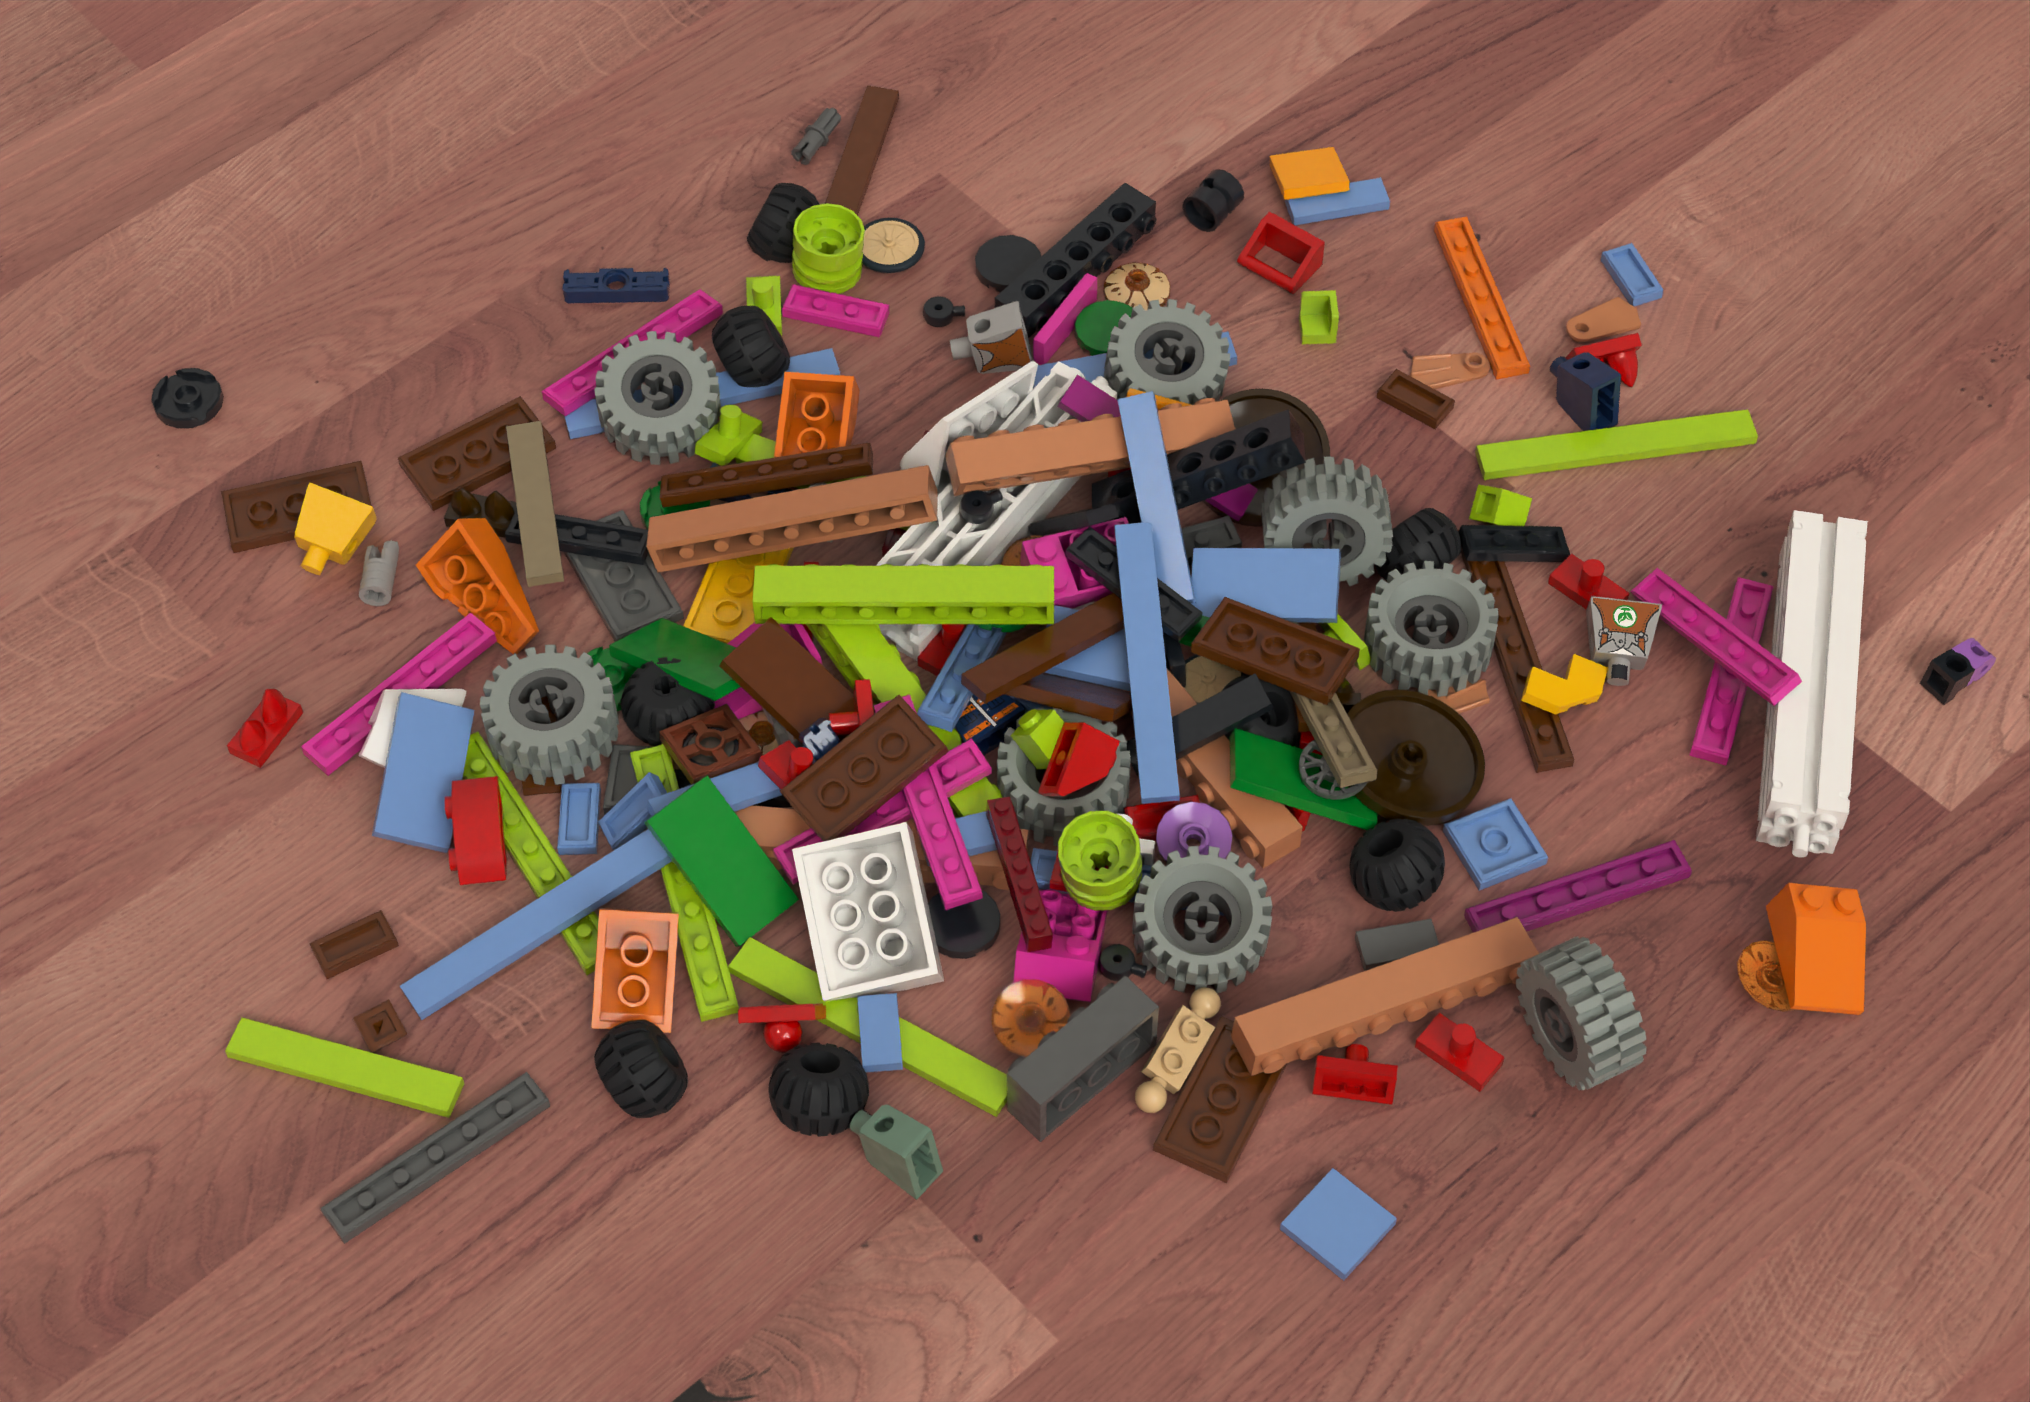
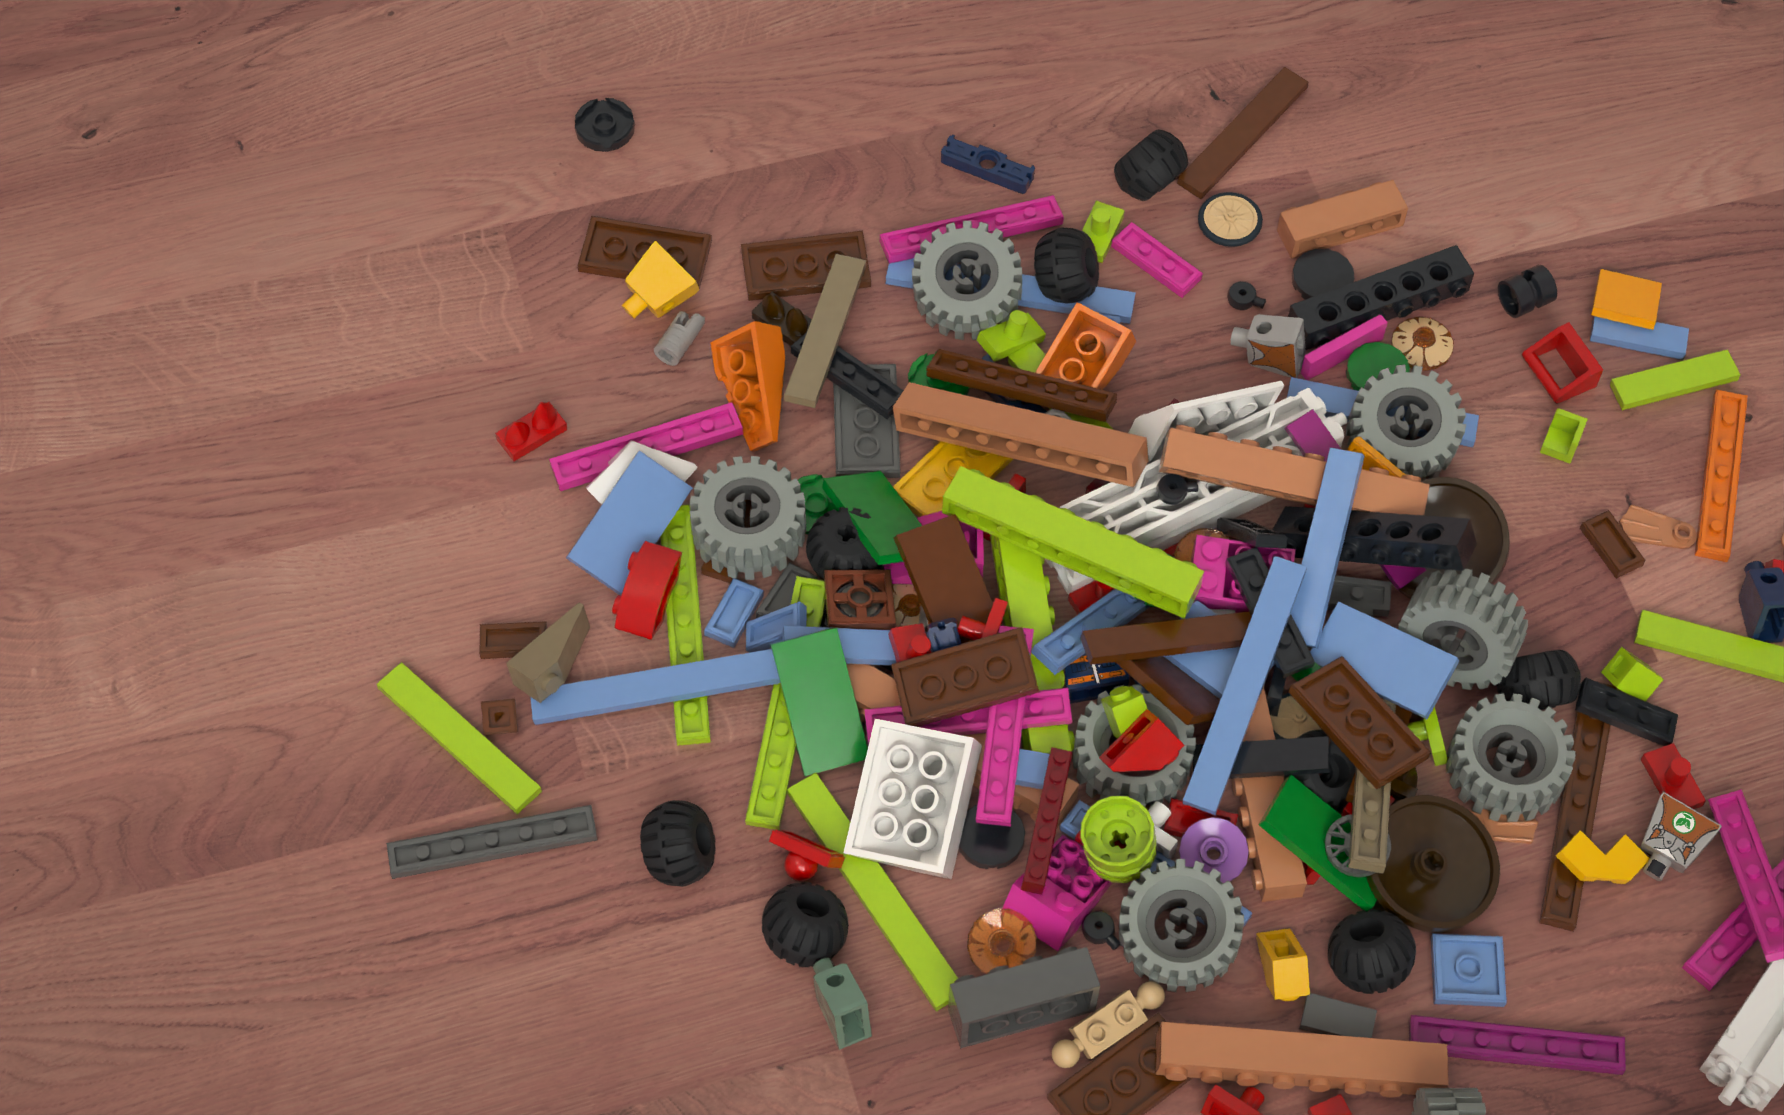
camera: 25 degrees right, 5 degrees up
(404, 946) = (549, 658): none -> dark tan slope
(634, 967) = (712, 758): orange slope -> none
(816, 135) = (1218, 95): dark grey axle -> none
(828, 248) = (1173, 203): lime wheel -> none
(880, 1032) = (876, 900): medium blue tile -> none
(999, 202) = (1342, 218): none -> nougat brick
(1319, 915) = (1283, 964): none -> yellow slope
(1391, 229) = (1674, 379): none -> lime tile

